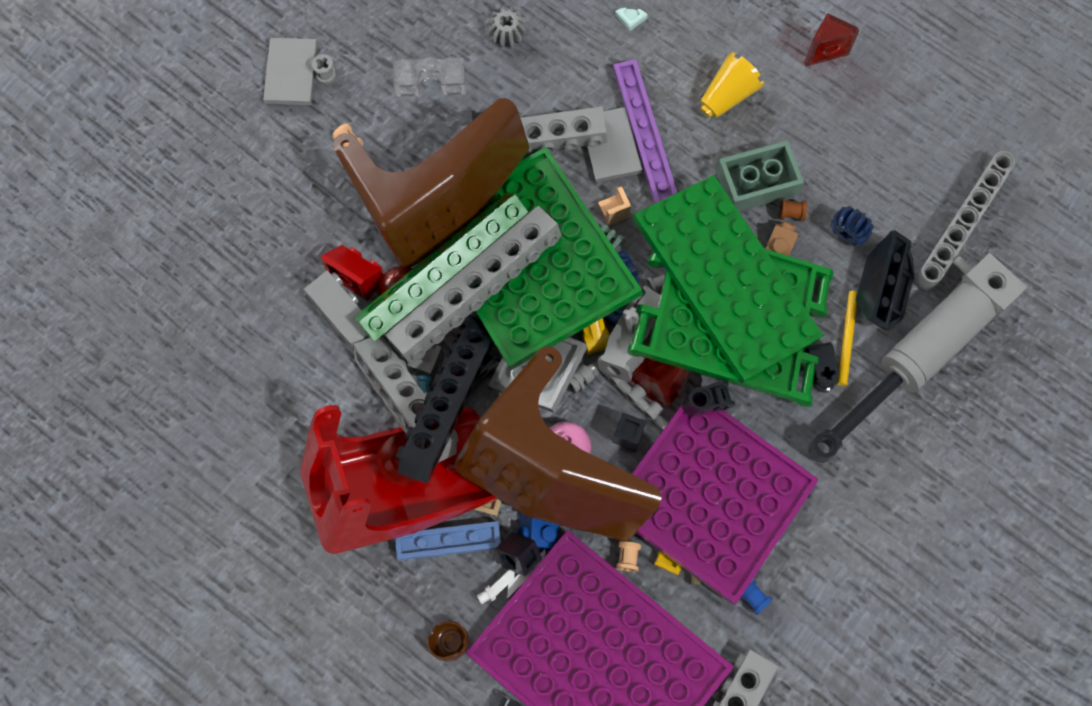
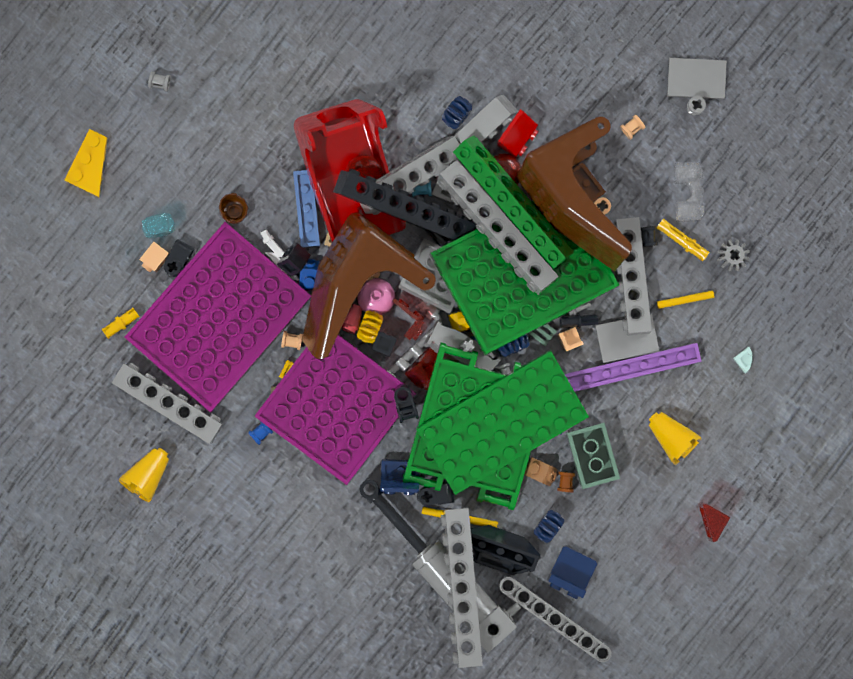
camera: 90 degrees right, 15 degrees up
(322, 344) = (457, 112): none -> dark blue gear
(493, 76) = (683, 240): none -> yellow pin
(560, 80) = (685, 299): none -> yellow bar
(590, 196) = (578, 321): none -> black axle
(608, 390) = (415, 330): none -> clear red bracket
(608, 449) = (370, 326): none -> yellow gear
(807, 421) = (392, 475): none -> dark blue bracket
(906, 202) = (572, 572): none -> dark blue bracket
(1038, 298) = (474, 656): none -> light grey brick

